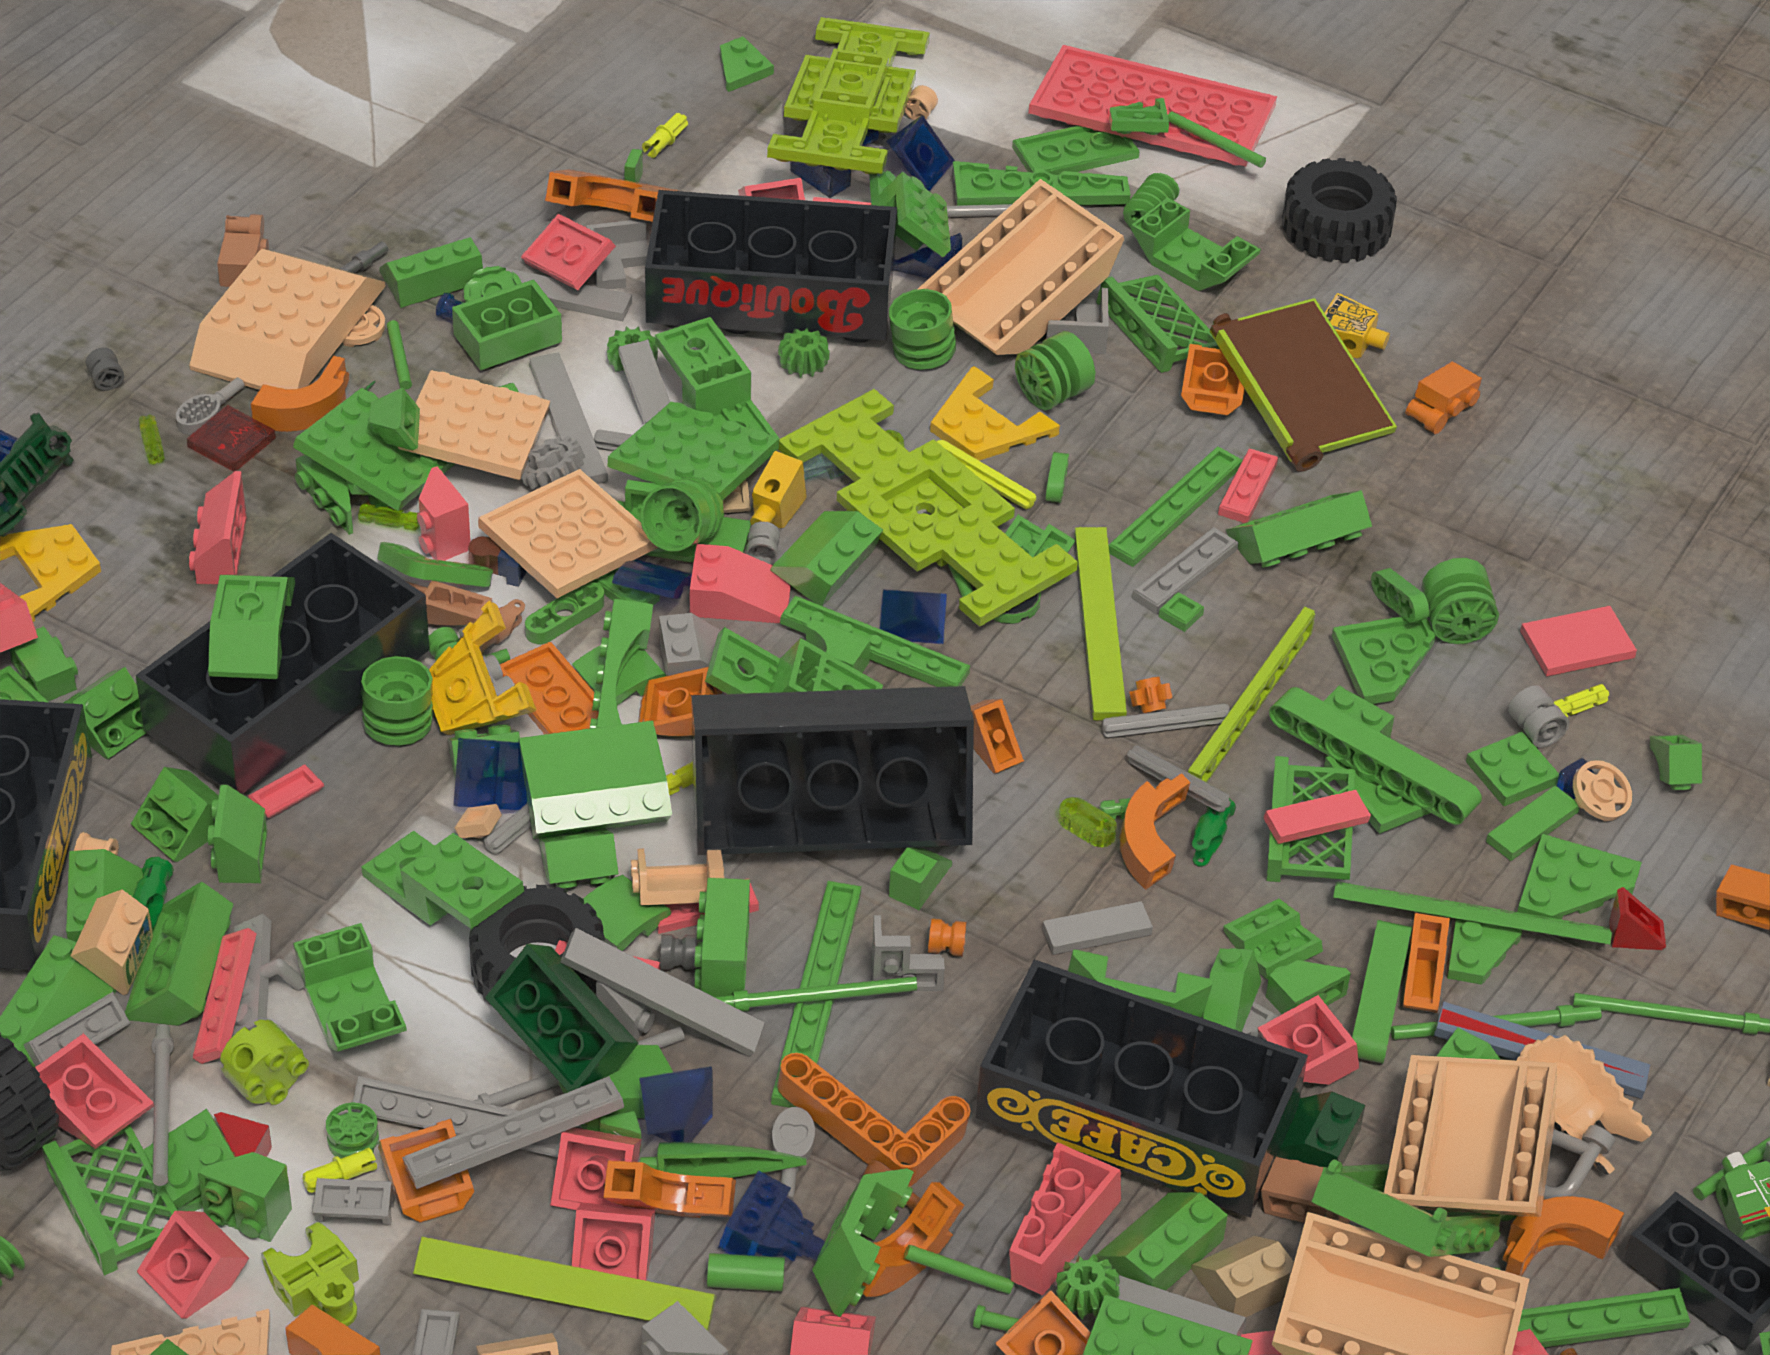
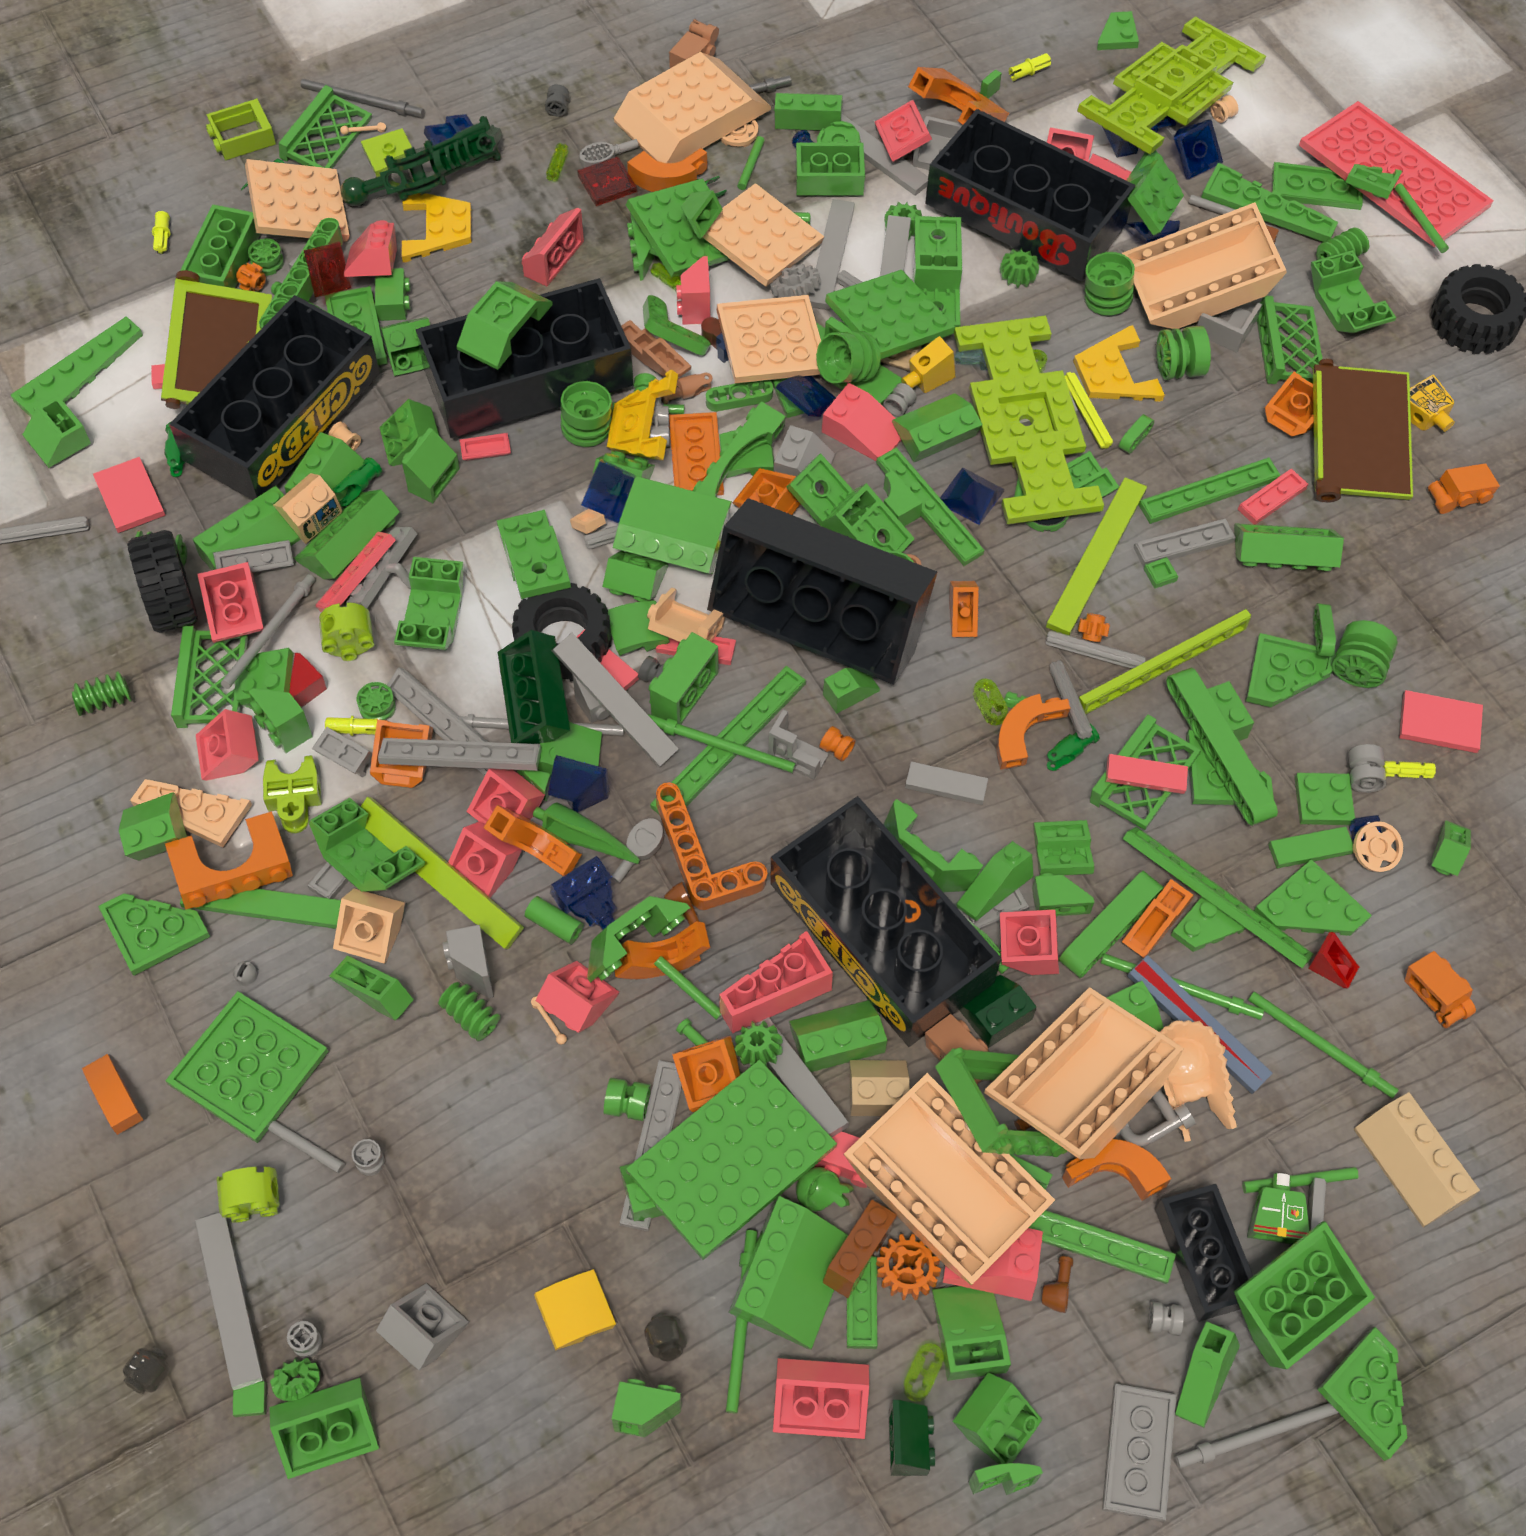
camera: 30 degrees right, 15 degrees up
(460, 1307) = (357, 852): none -> bright green slope

